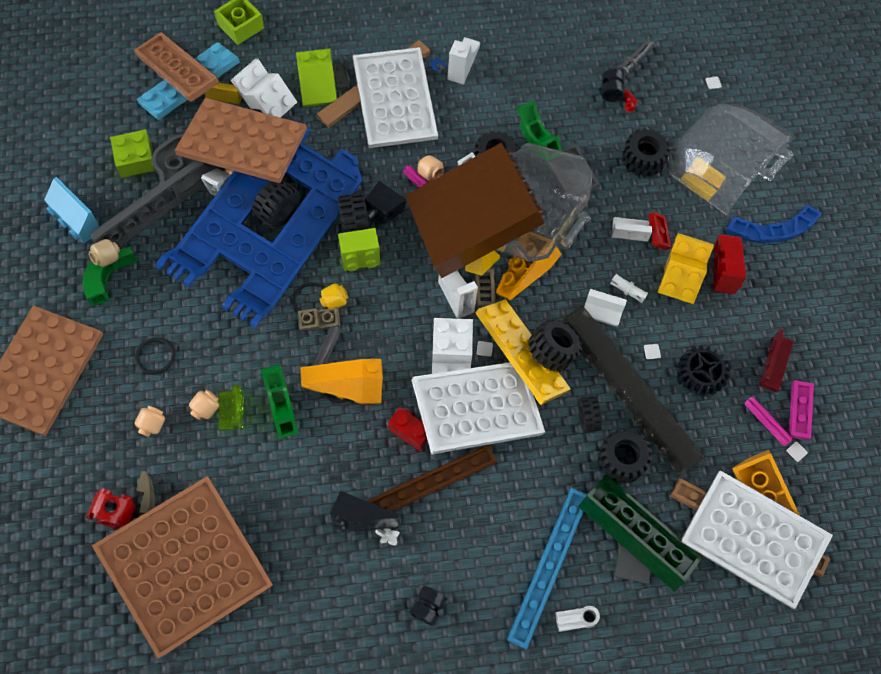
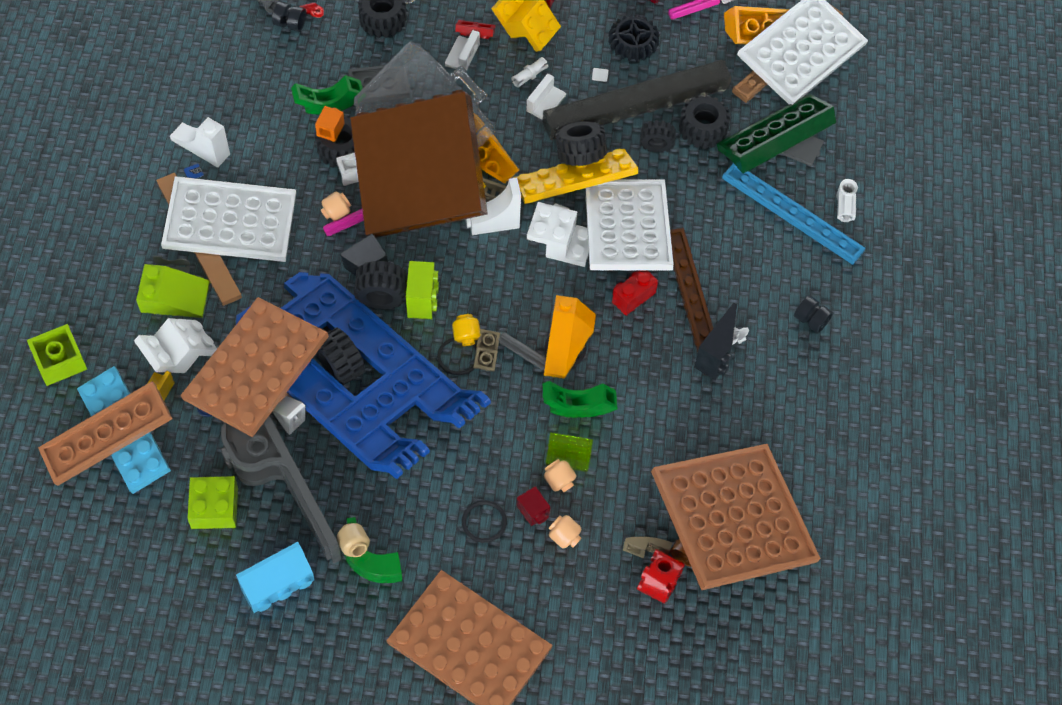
camera: 75 degrees left, 5 degrees down
(167, 389) = (533, 506): none -> dark red brick
(500, 133) = (329, 123): none -> orange brick

